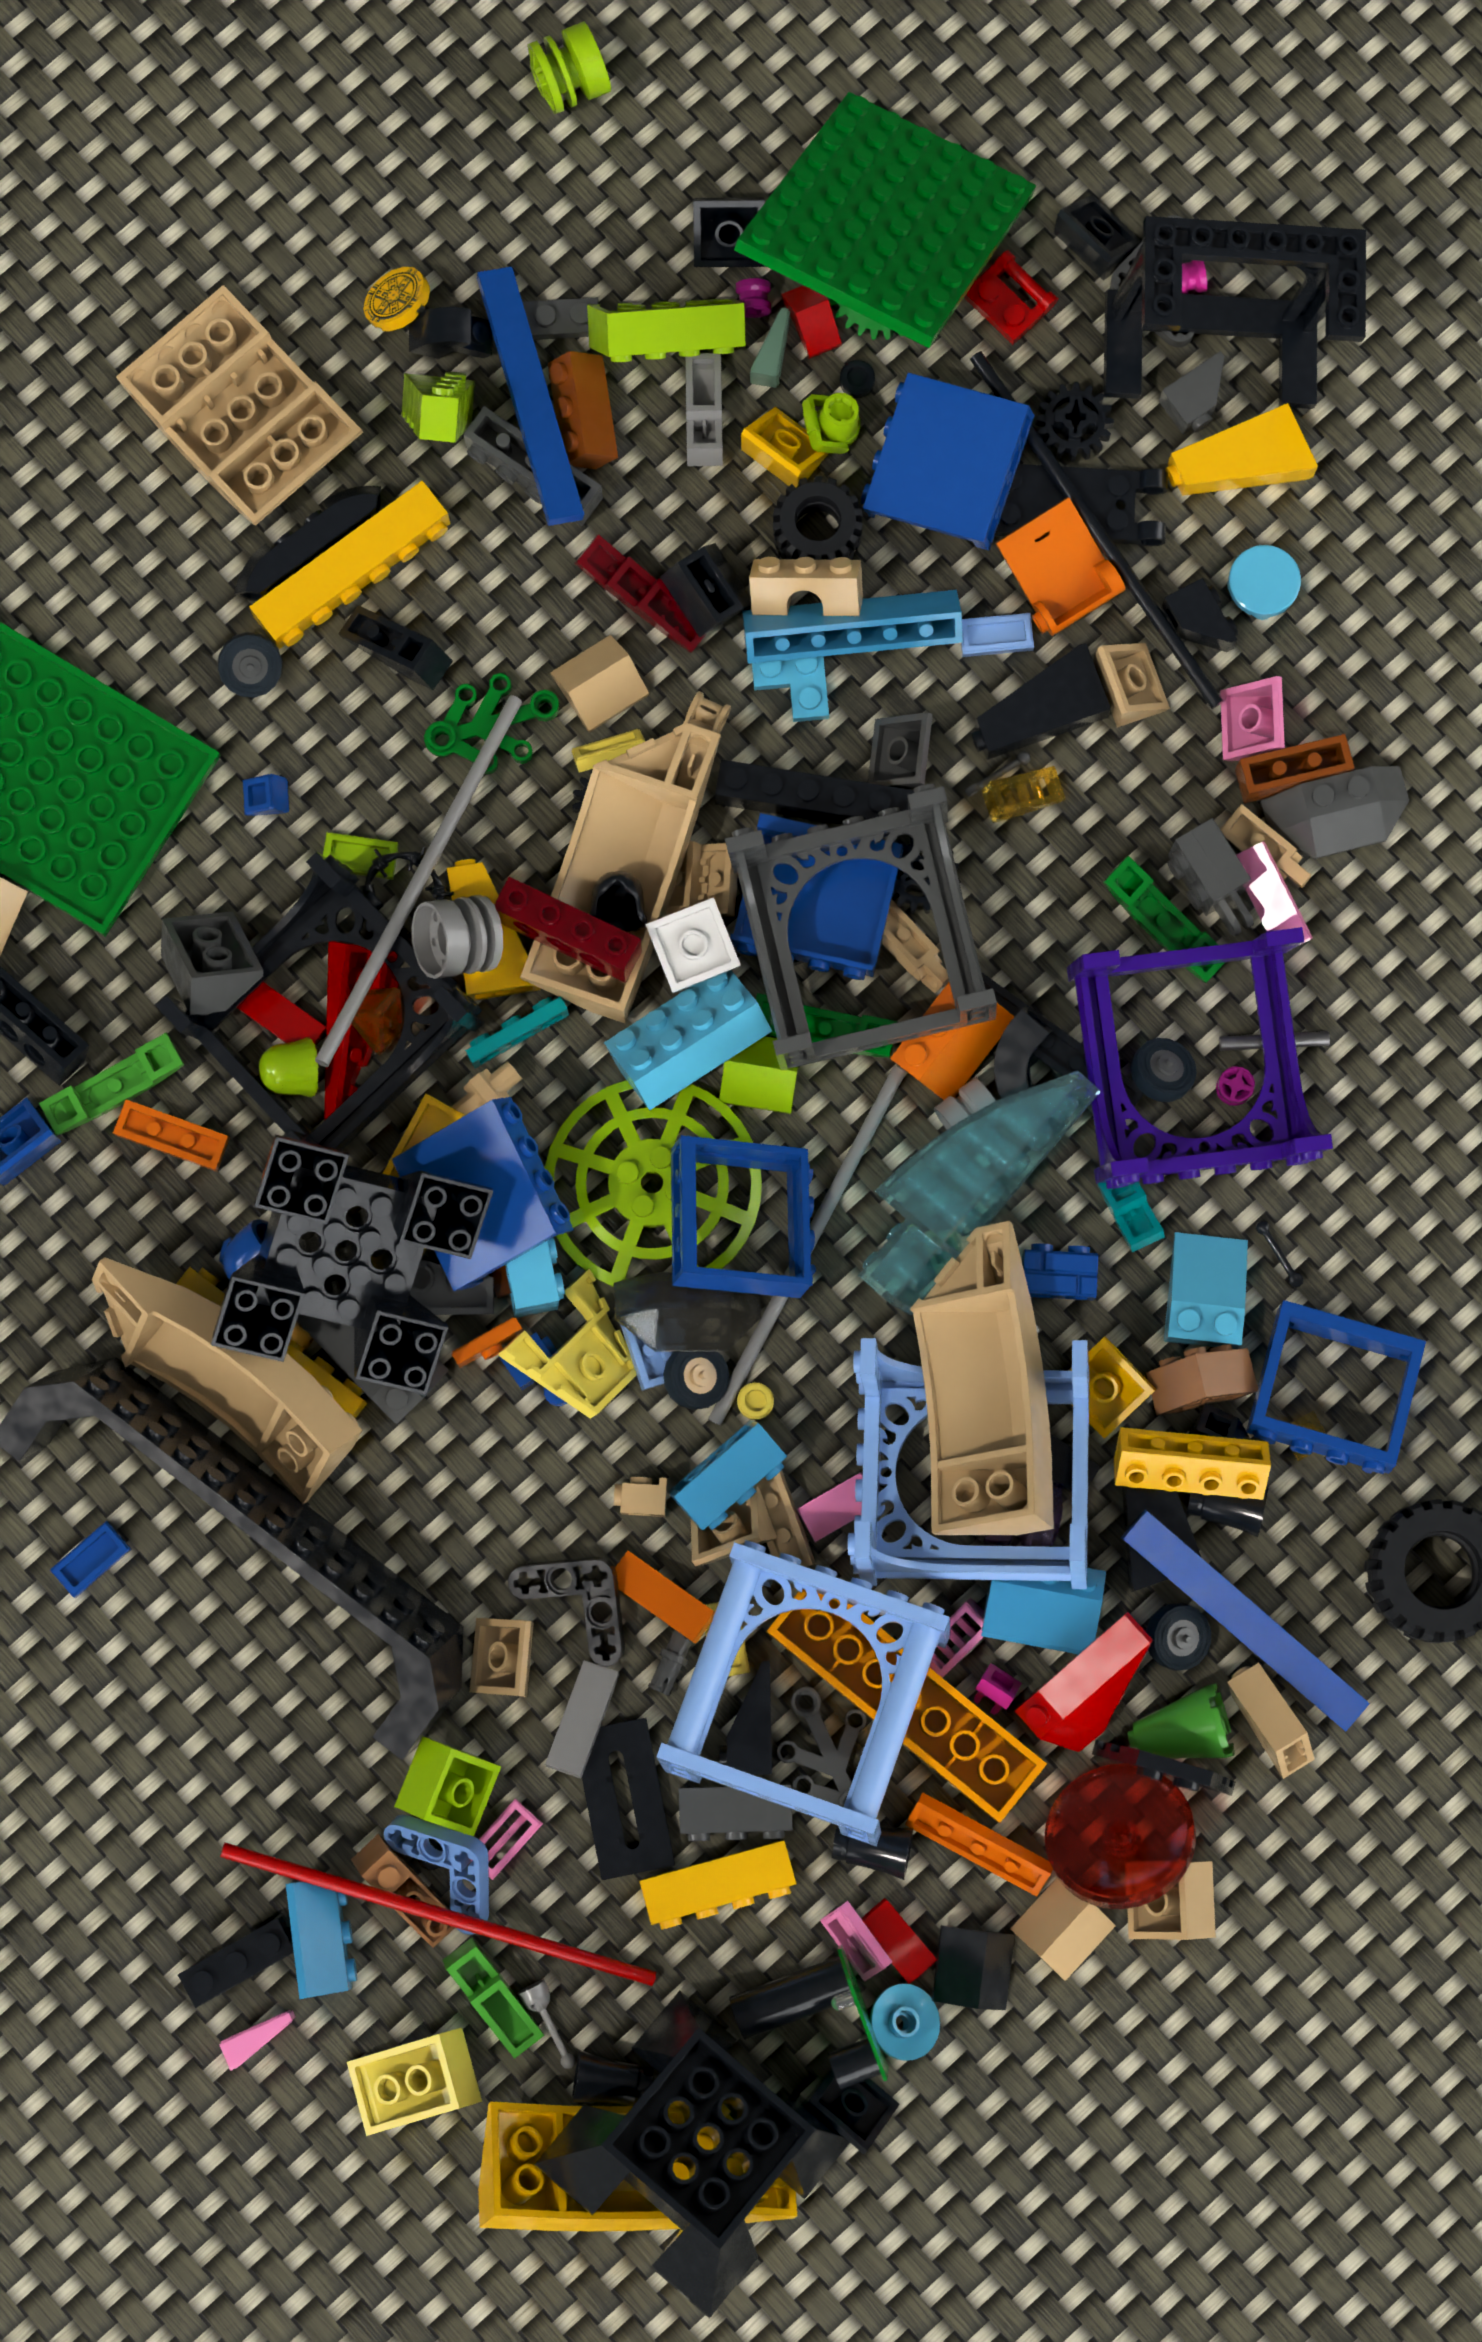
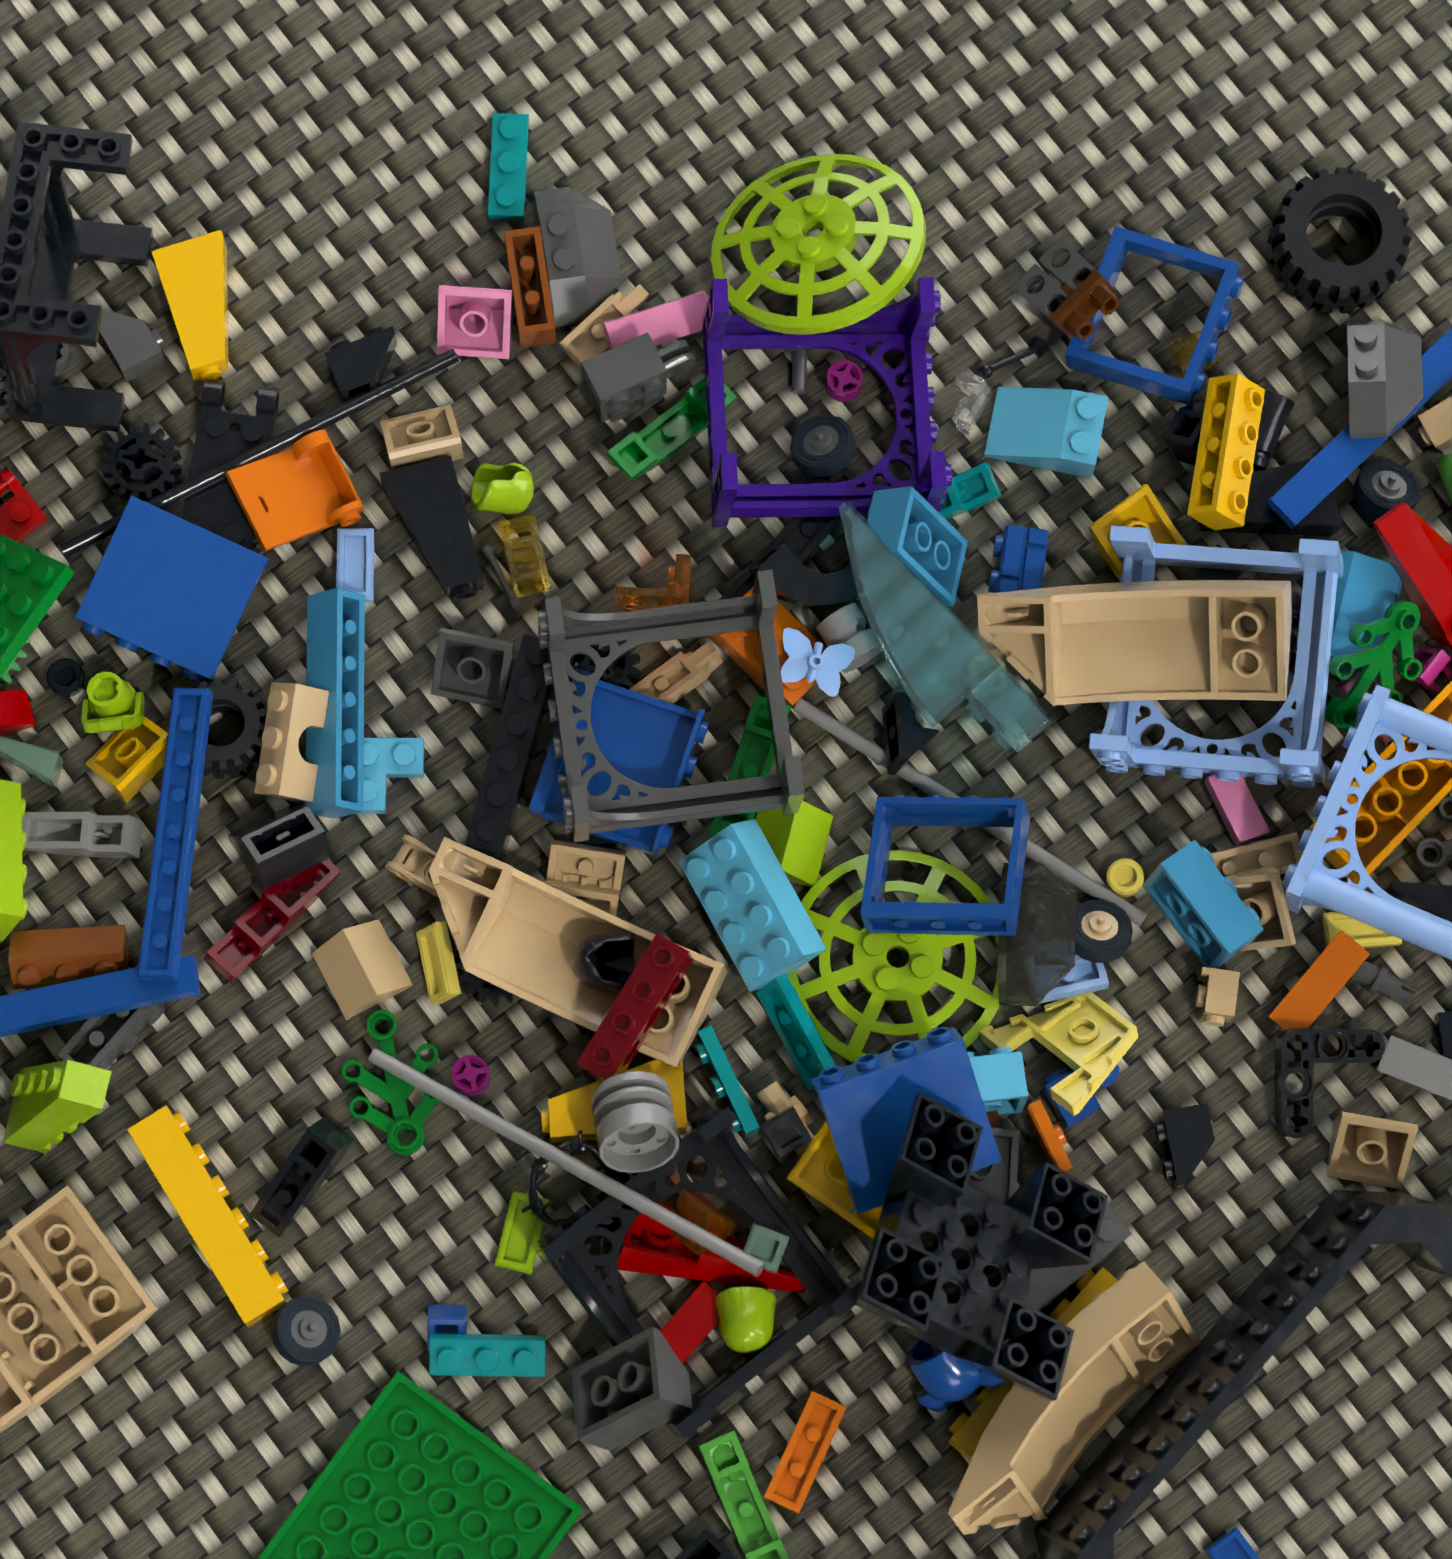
camera: 90 degrees left, 5 degrees down
(241, 833) = (487, 1355): none -> teal plate
(294, 550) = (202, 1302): black brick -> none
(356, 1076) = (766, 1246): none -> sand green tile
(469, 1087) = (785, 1132): none -> black tile
(497, 1476) = (1186, 1139): none -> black slope
(501, 785) = (469, 1068): none -> magenta wheel
(571, 1094) = (795, 1029): none -> teal plate
(693, 945) = (661, 886): white plate -> none
(701, 486) = (175, 835): none -> blue tile
(867, 1170) = (901, 737): none -> black slope
(931, 1072) = (813, 664): none -> light blue piece
(991, 1630) = (1398, 625): none -> green plant
(1001, 941) = (645, 598): none -> clear orange bracket
(1063, 1163) = (919, 539): none -> dark azure slope
(1085, 763) = (502, 488): none -> lime hair
(1201, 1378) = (1139, 438): medium nougat brick -> none
(1219, 1213) = (970, 408): none -> clear bracket
(1264, 581) = (330, 298): medium azure tile -> none
(1295, 1618) = (1382, 377): none -> dark grey wedge
(1347, 1297) = (1076, 300): none -> hips
(1363, 1052) = (821, 252): none -> lime dish
(1422, 739) = (508, 167): none -> teal plate

